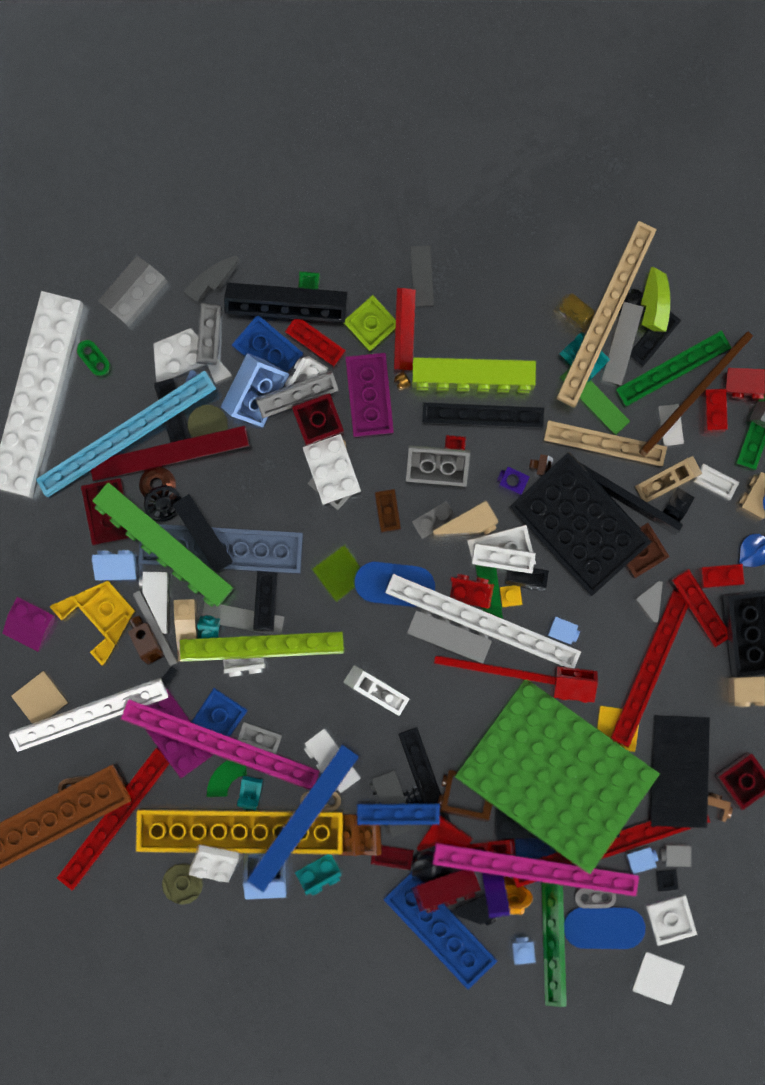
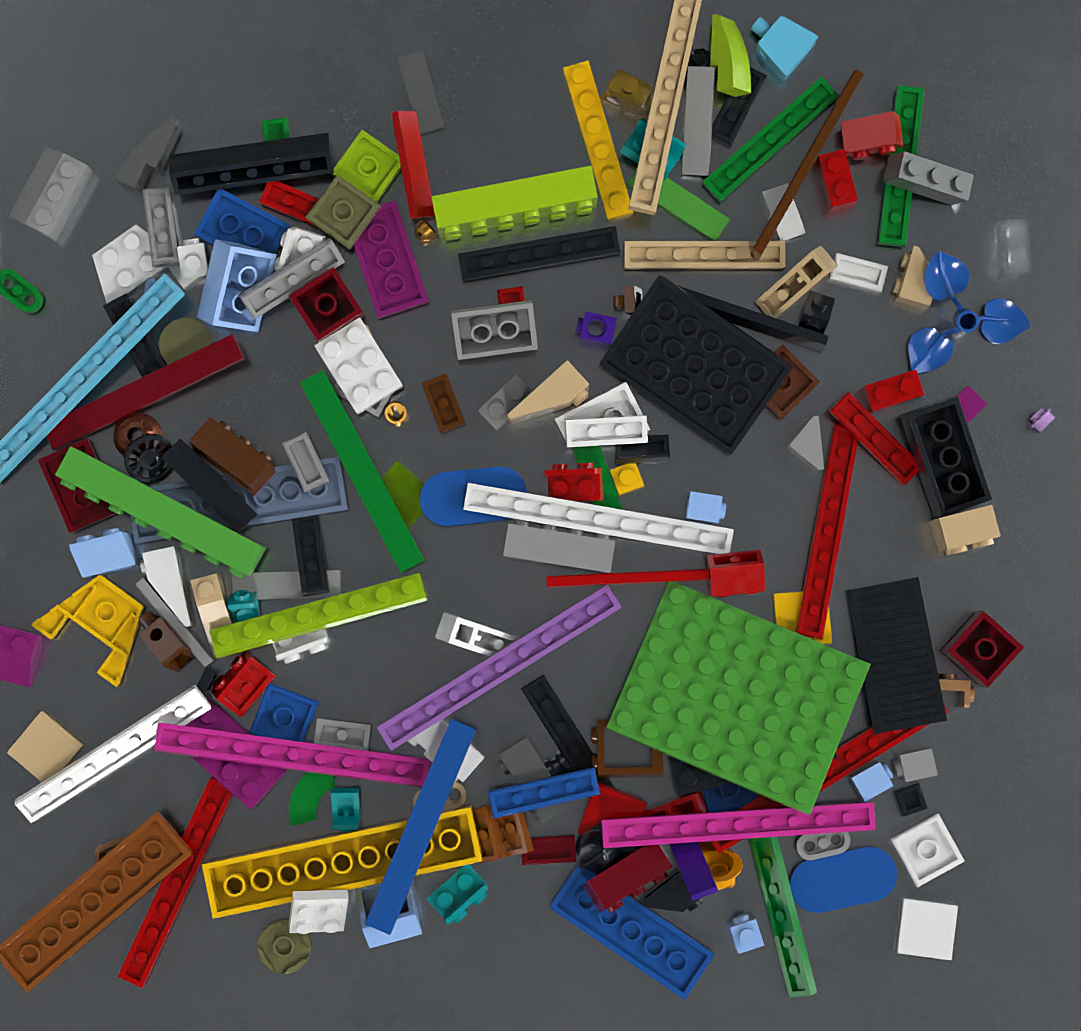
camera: 20 degrees left, 0 degrees up
(194, 683) = (241, 683): none -> red bracket
(224, 515) = (233, 455): none -> reddish brown brick
(227, 363) = (192, 258): none -> white bracket
(277, 531) = (305, 462): none -> light grey tile
(317, 547) = (362, 471): none -> green tile
(345, 353) = (343, 212): none -> olive tile
(346, 508) = (389, 413): none -> hinge
(385, 715) = (498, 668): none -> medium lavender plate
(545, 340) = (597, 140): none -> yellow plate
(698, 300) = (782, 44): none -> medium azure torso

